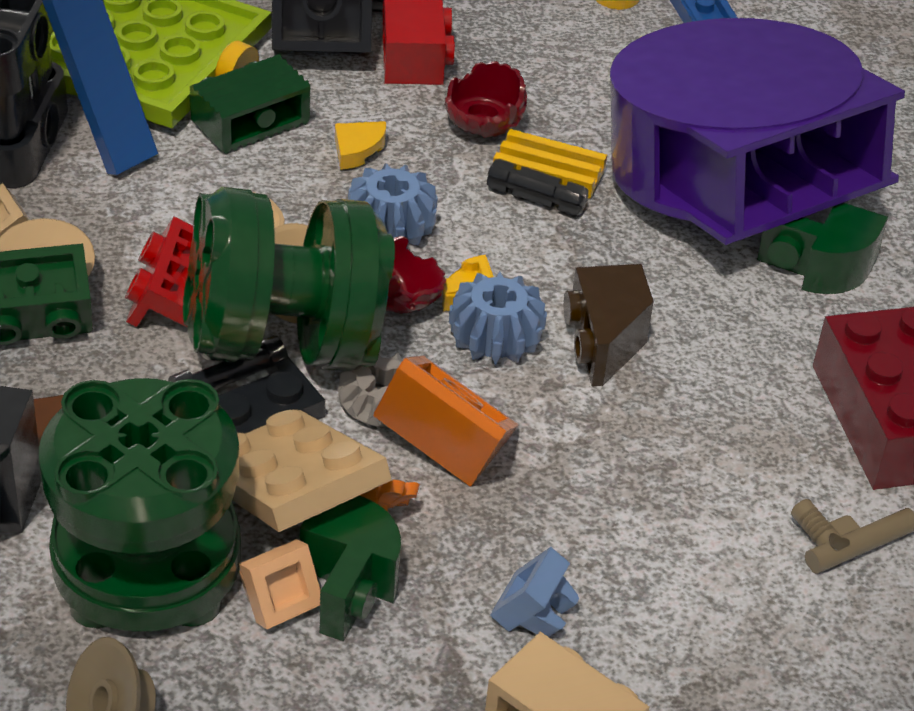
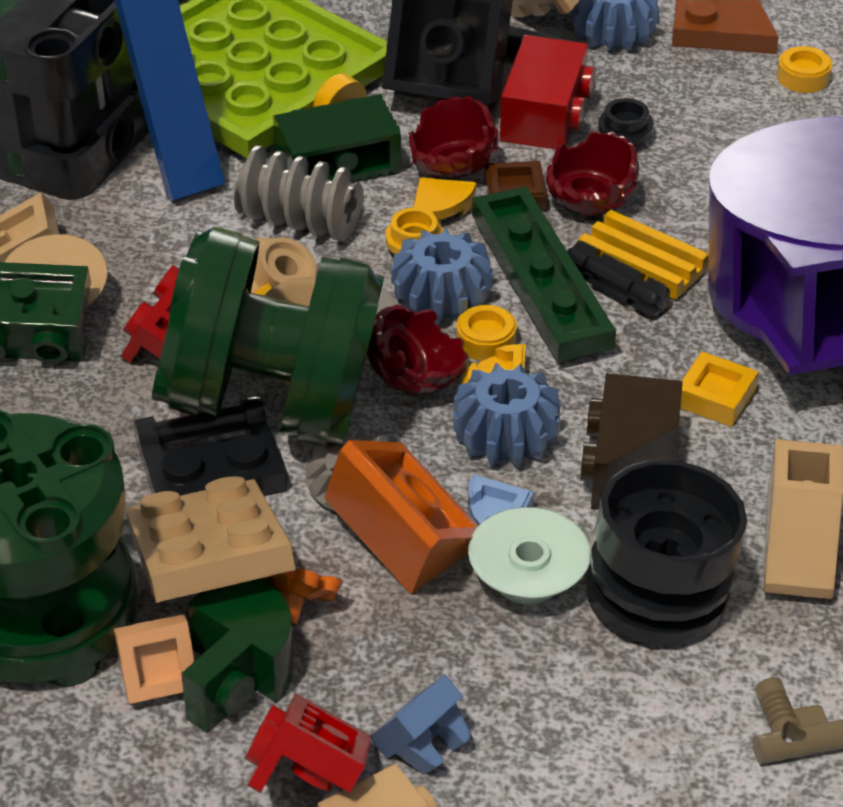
camera: 20 degrees right, 0 degrees up
(235, 153) = (298, 197): none -> light grey piece
(344, 167) = (408, 225): none -> yellow plate
(354, 85) = (454, 138): none -> dark red hair
(417, 121) = (513, 175): none -> reddish brown tile
(440, 624) = (319, 743): none -> red bracket
(447, 245) = (485, 330): none -> yellow tile
(476, 192) = (543, 274): none -> dark green plate
(490, 47) = (628, 119): none -> black plate
(518, 399) = (491, 497): none -> light blue tile
(567, 433) = (529, 554): none -> light aqua piece
(662, 265) = (718, 388): none -> yellow tile
(687, 409) = (665, 551): none -> black wheel
(780, 362) = (803, 518): none -> tan slope

